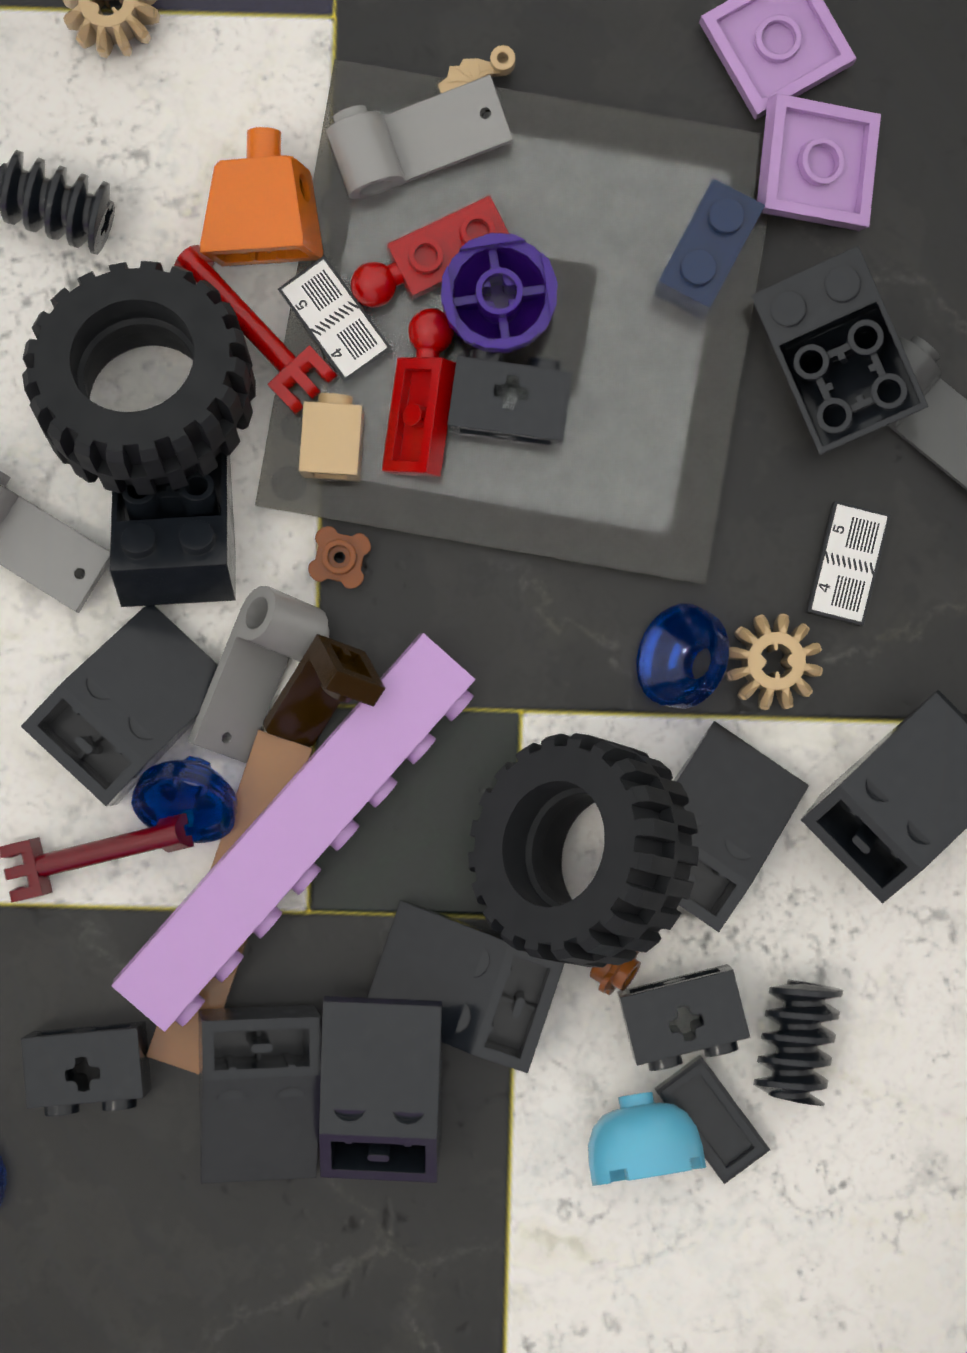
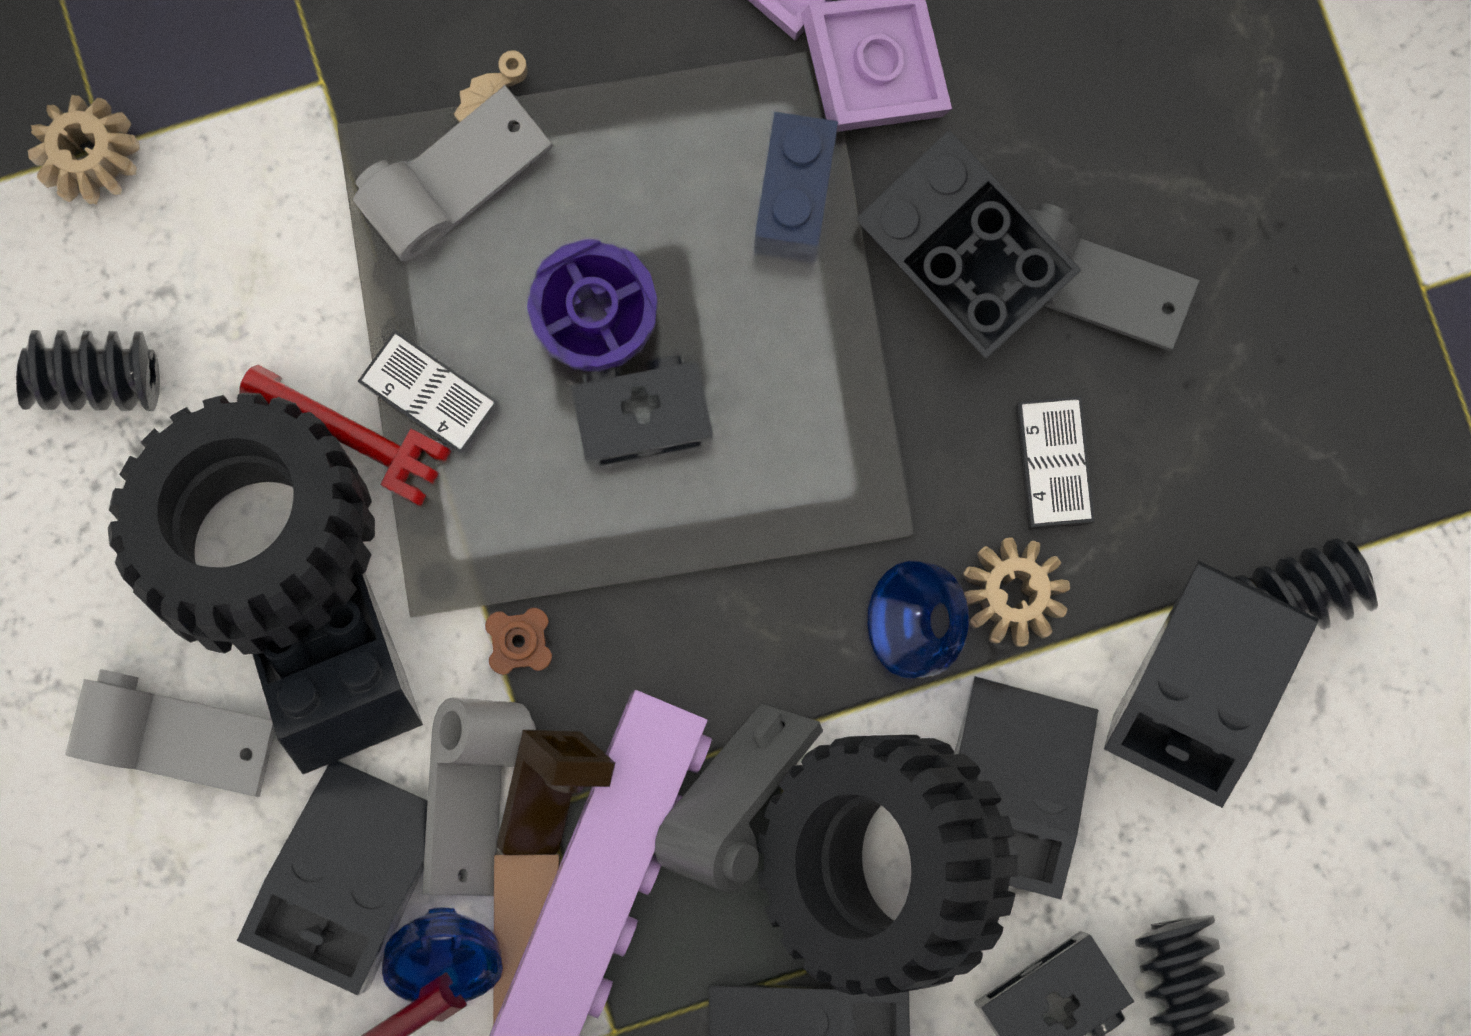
camera: 25 degrees left, 5 degrees down
(261, 207) = (311, 302): orange torso -> none
(332, 438) = (468, 518): tan brick -> none
(421, 400) = (548, 445): red plate -> none
(424, 254) = (499, 294): red plate -> none
(446, 768) = (709, 826): none -> dark grey door
(615, 976) = (966, 986): dark orange plate -> none

